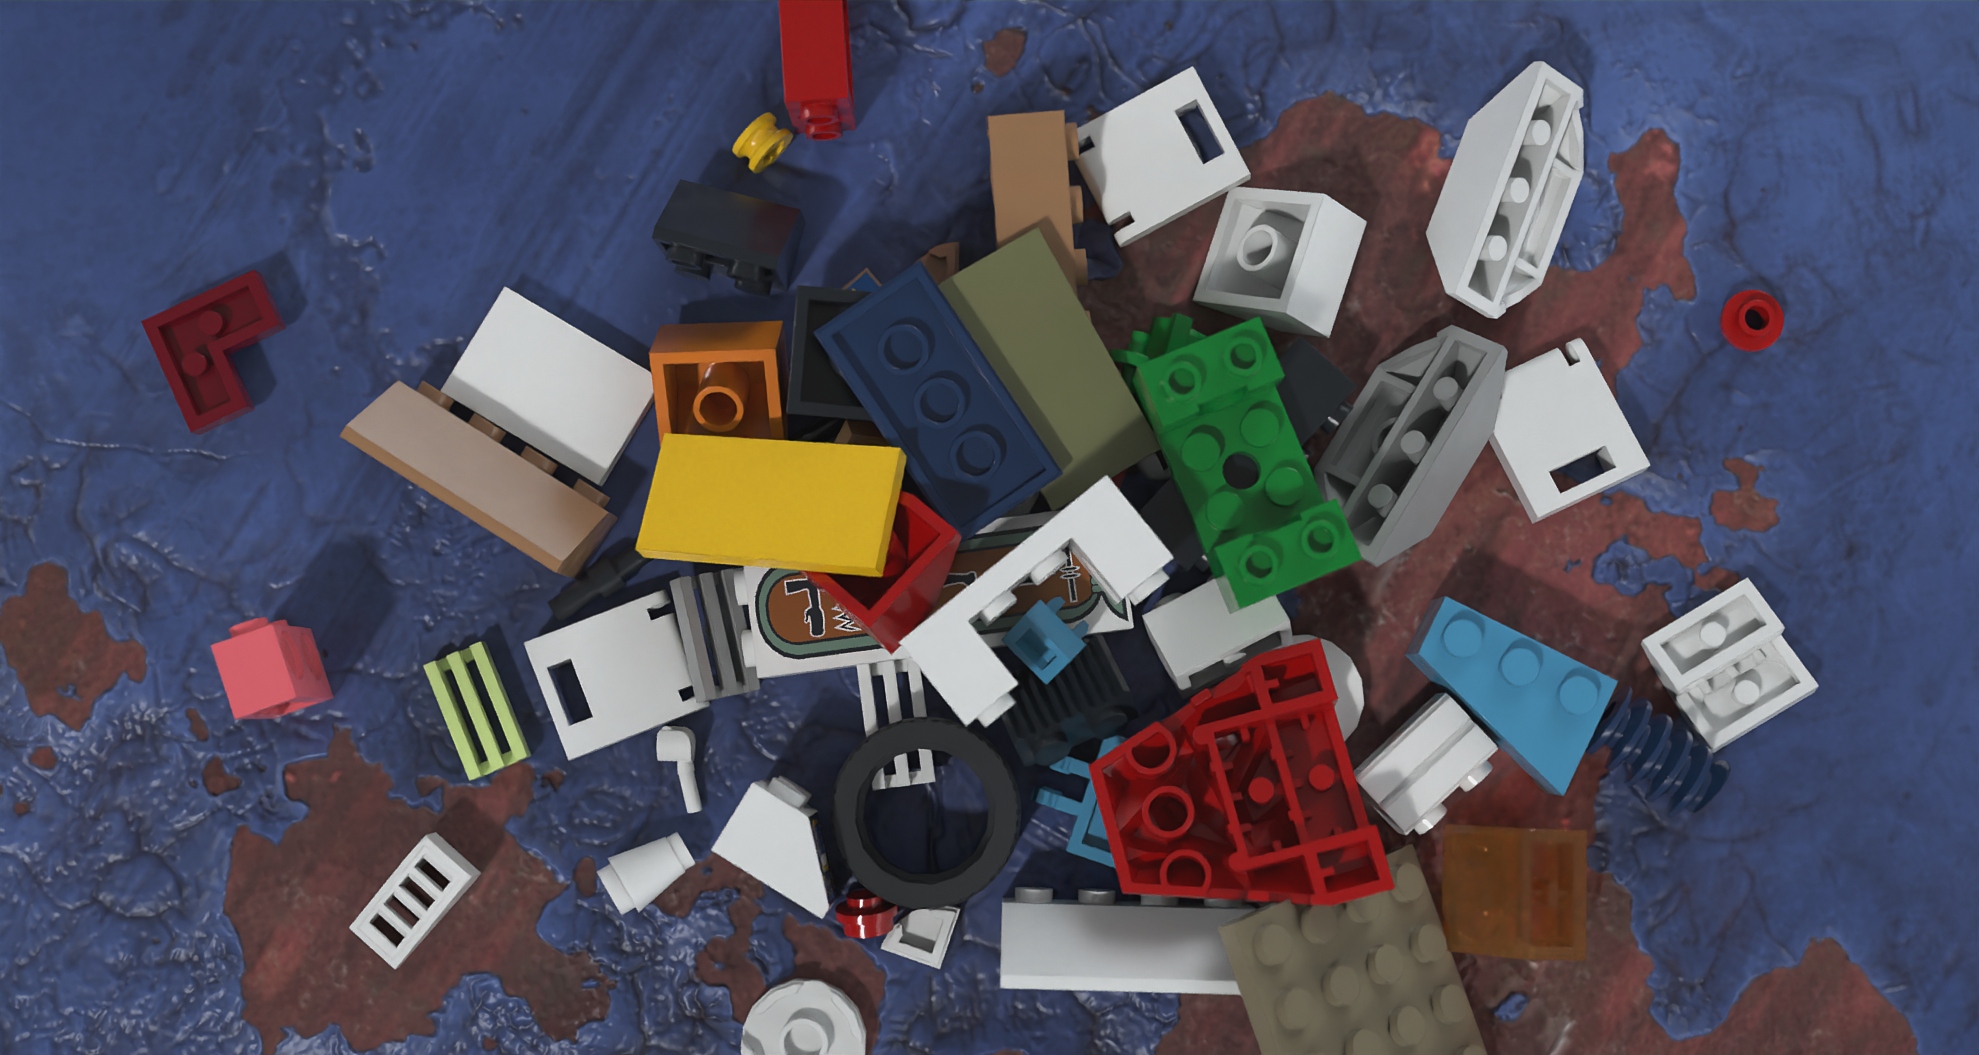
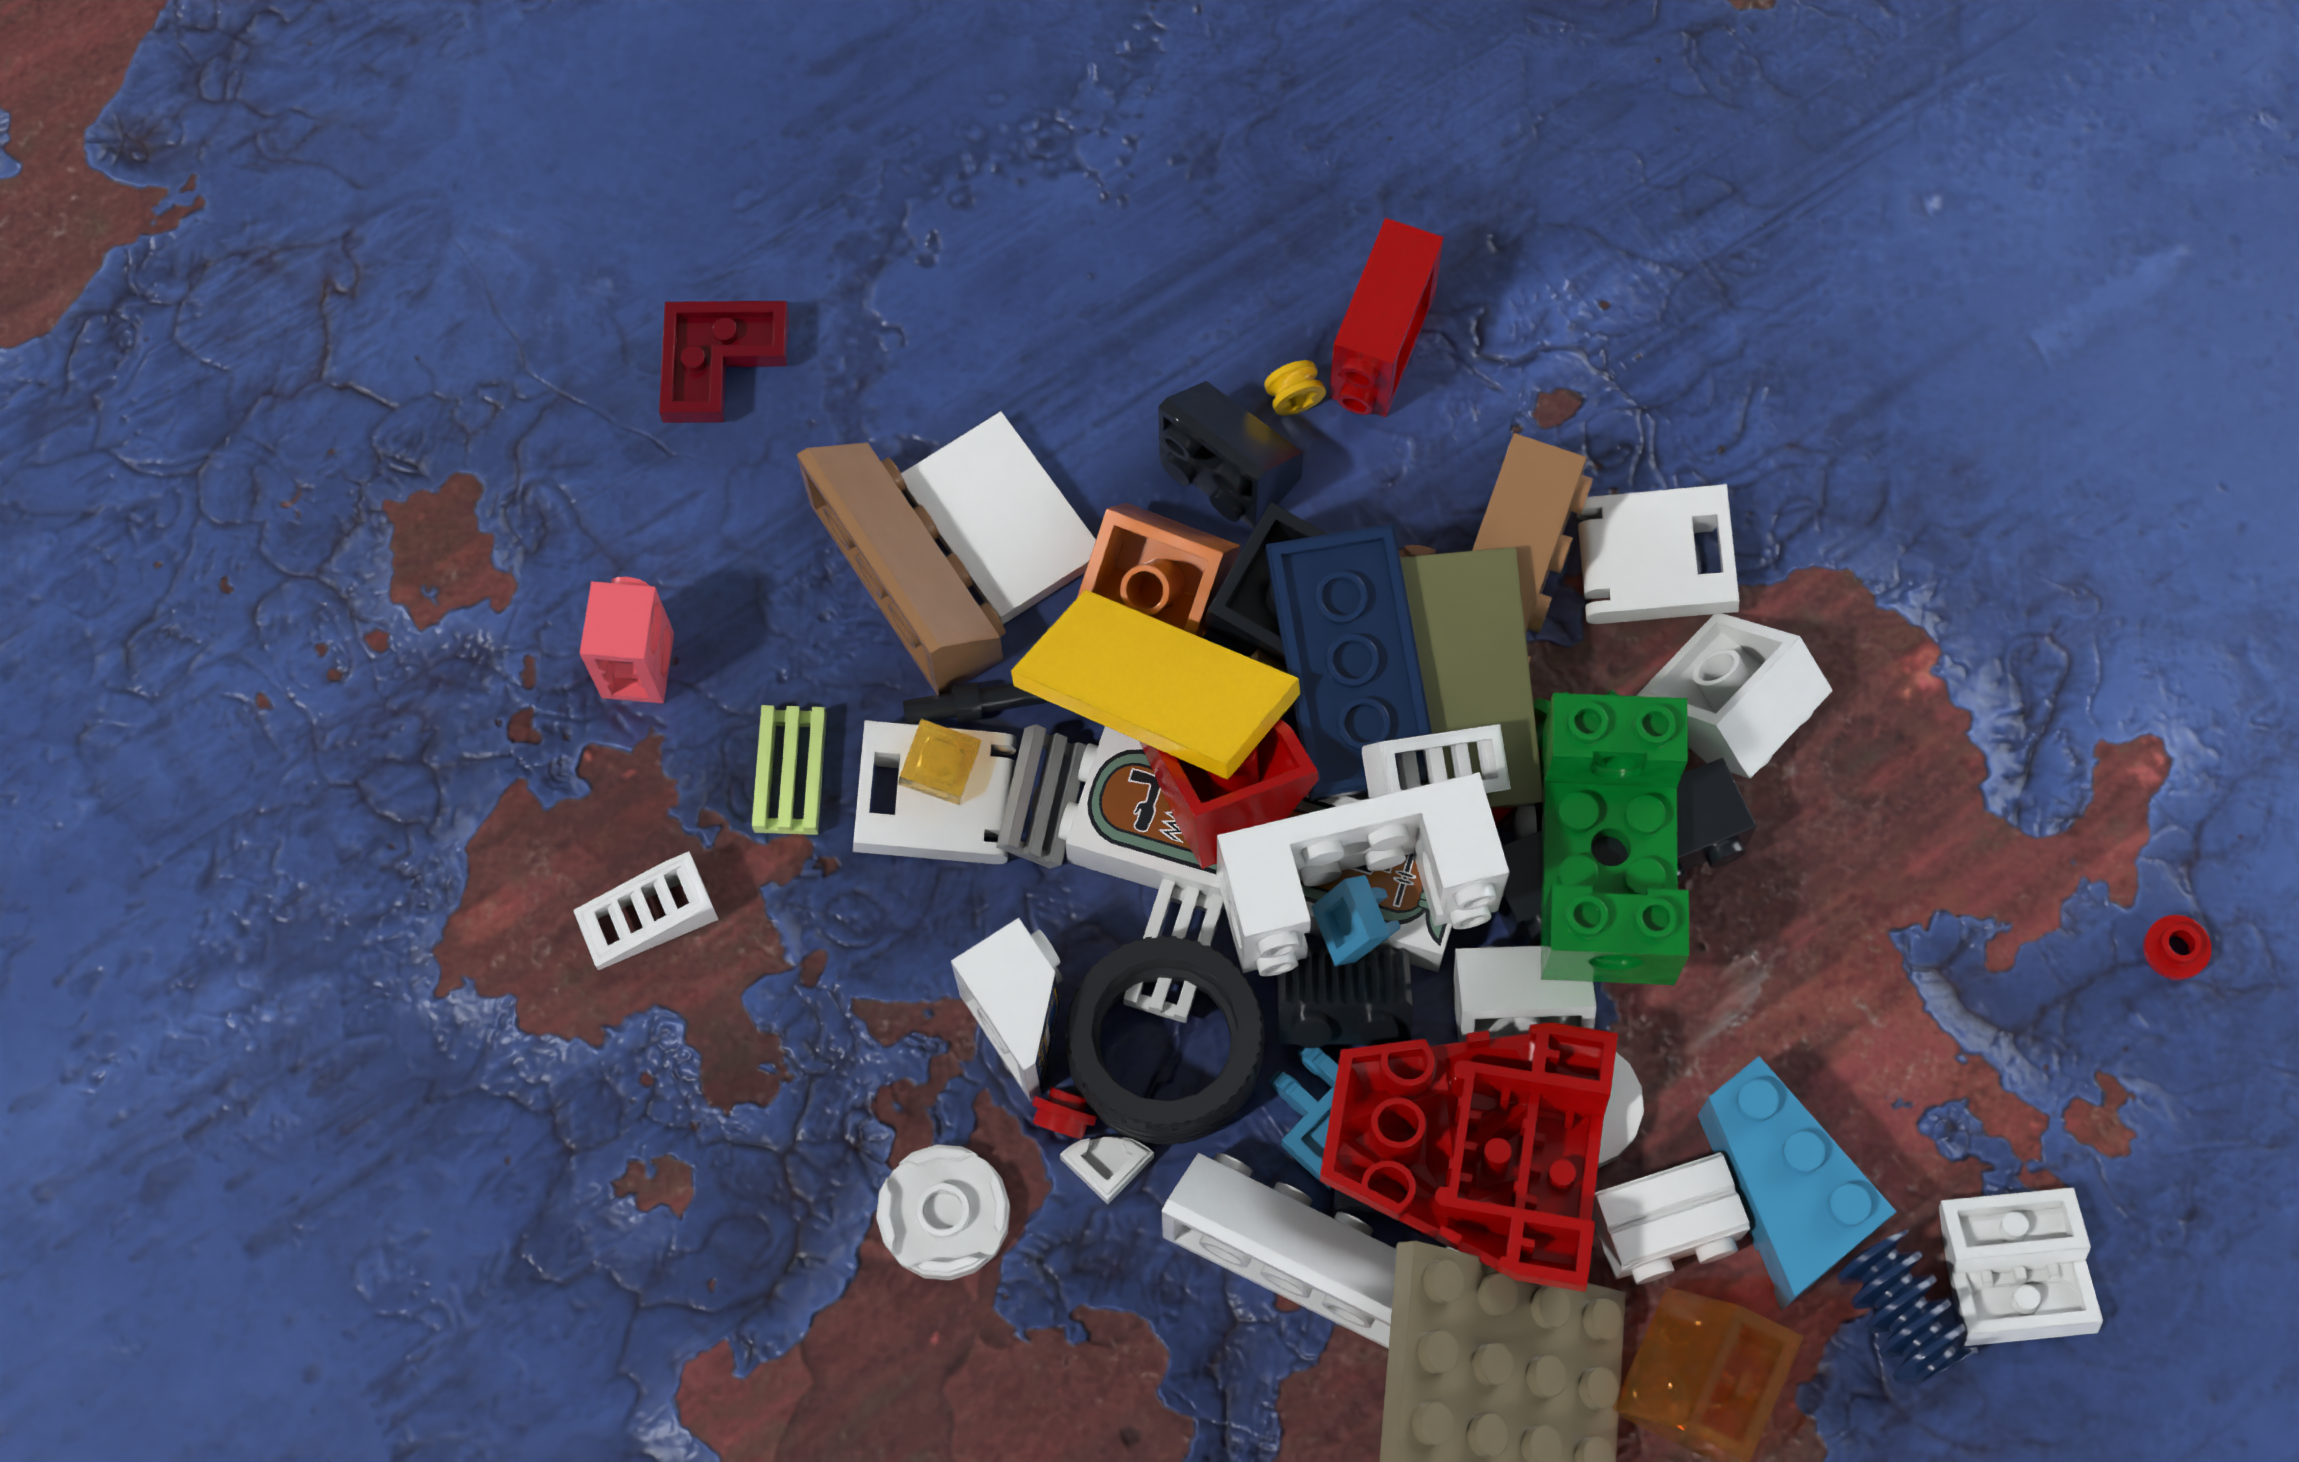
camera: 25 degrees right, 15 degrees down
(609, 651) = (939, 762): none -> clear yellow plate
(645, 872) = (872, 981): white cone -> none
(679, 745) = (961, 885): white hand -> none
(1014, 501) = (1382, 769): none -> white slope
(1413, 440) = (1794, 908): light grey wedge -> none
(1509, 191) = (1986, 722): white wedge -> none
(1555, 417) = (1939, 949): white container -> none

